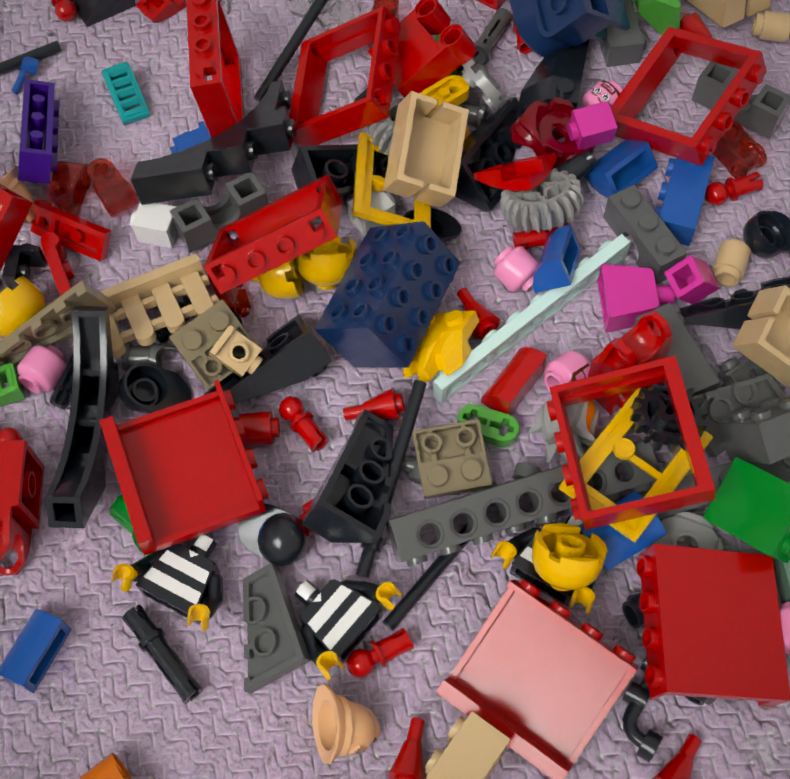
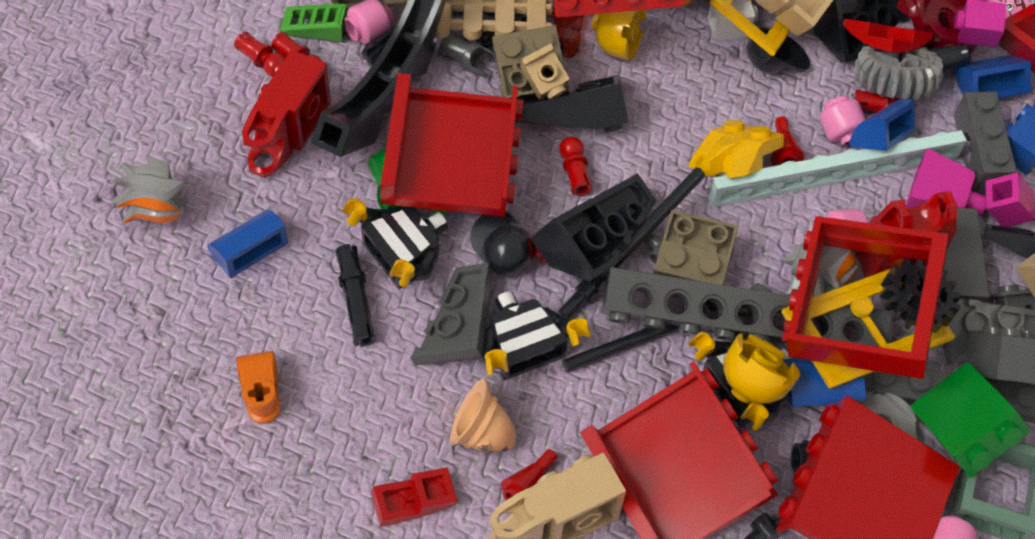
camera: 20 degrees right, 5 degrees down
(152, 388) = (454, 73): black cap -> none
(259, 428) = (534, 151): red brick -> none
(326, 263) = (666, 38): yellow cylinder -> none
(362, 662) = (526, 382): red pin -> none
(385, 406) = (659, 182): red cone -> none
(388, 296) = (709, 87): dark blue brick -> none
(490, 424) = (750, 240): bright green beam -> none
(515, 380) = (790, 216): red brick -> none

